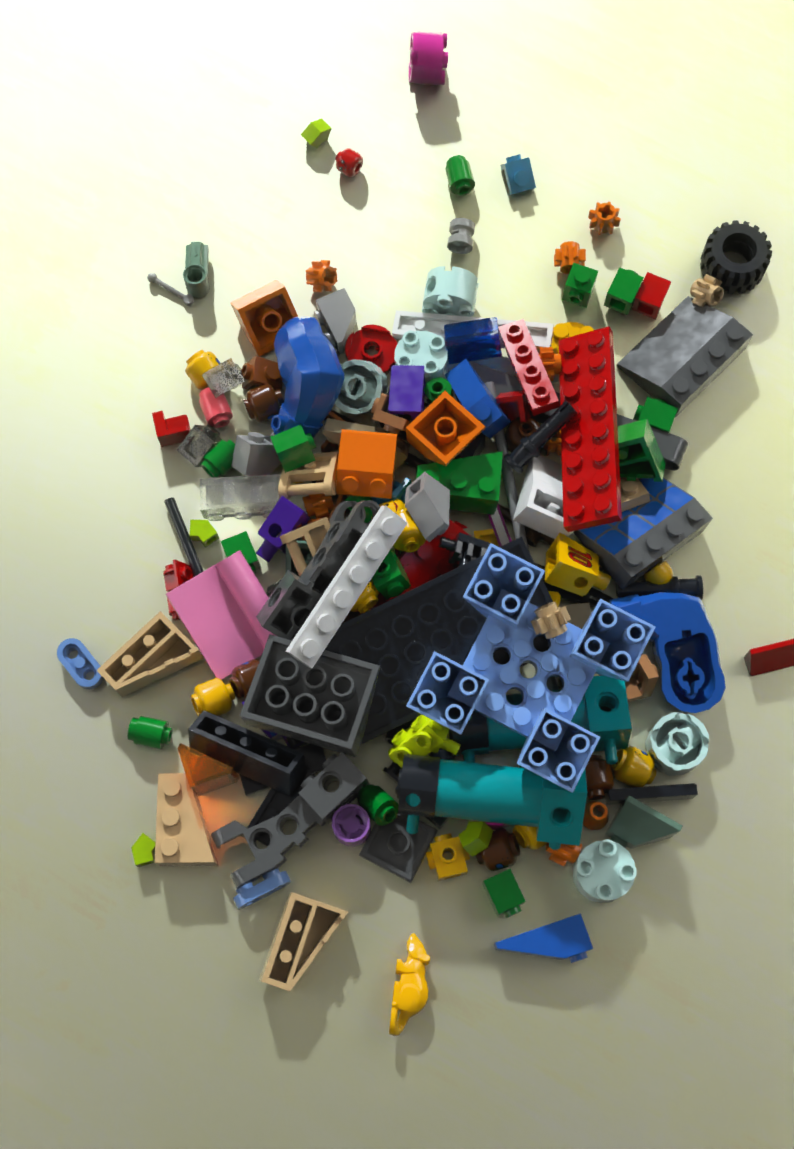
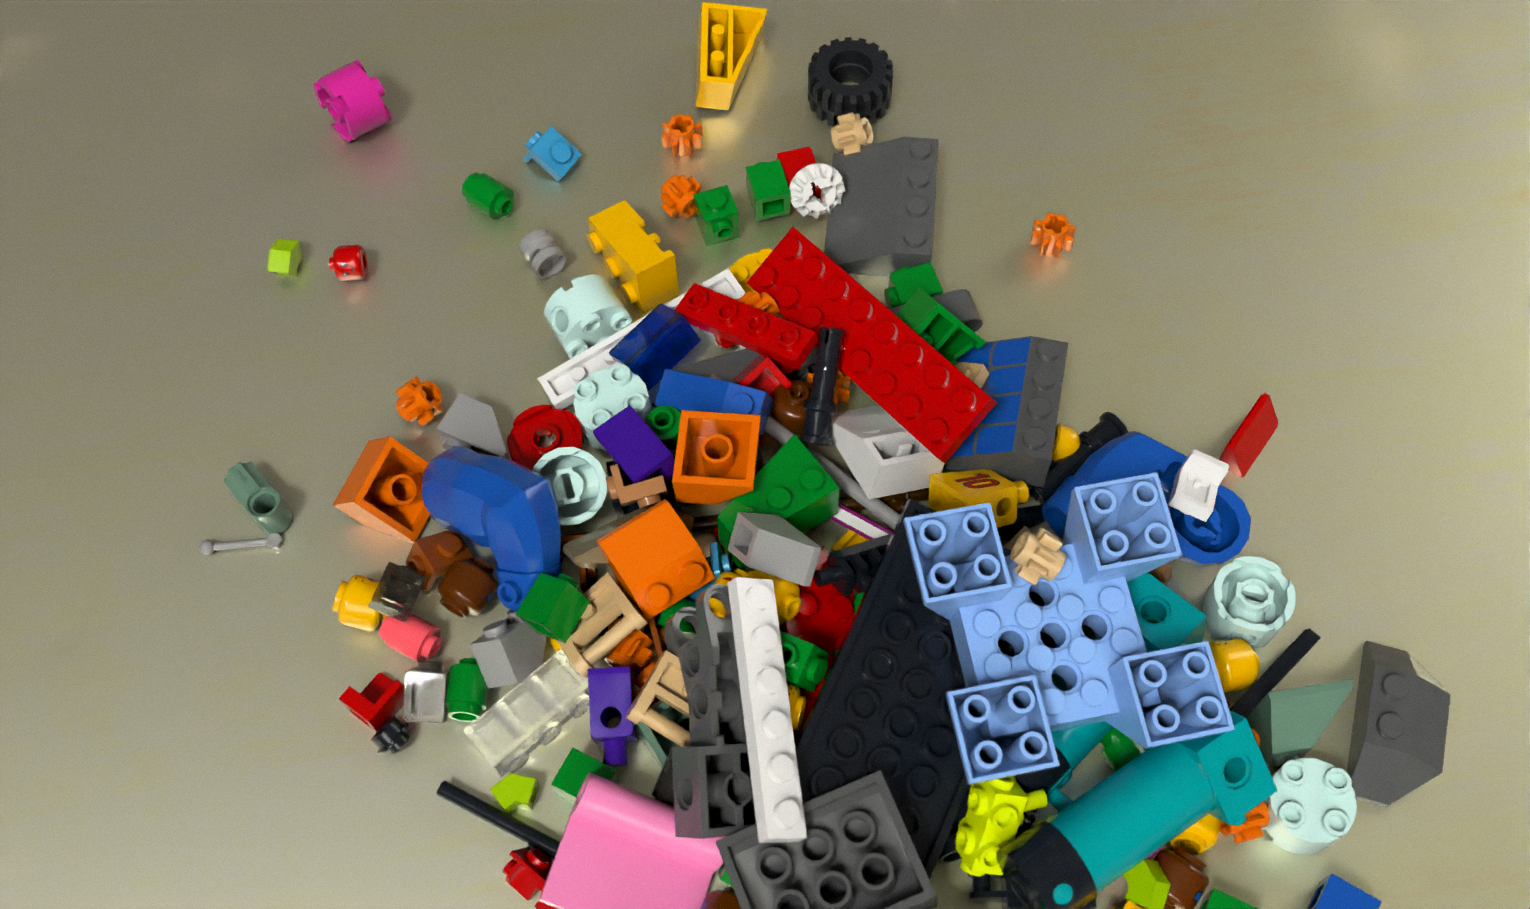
camera: 40 degrees left, 10 degrees down
(165, 453) = (391, 736): none -> black plate
(509, 275) = (633, 256): none -> yellow wedge
(658, 307) = (801, 189): none -> white gear
(676, 181) = (724, 50): none -> yellow wedge
(699, 875) = (1396, 726): none -> dark grey wedge
(700, 656) = (1197, 485): none -> white bracket
(776, 439) = (1052, 235): none -> orange gear

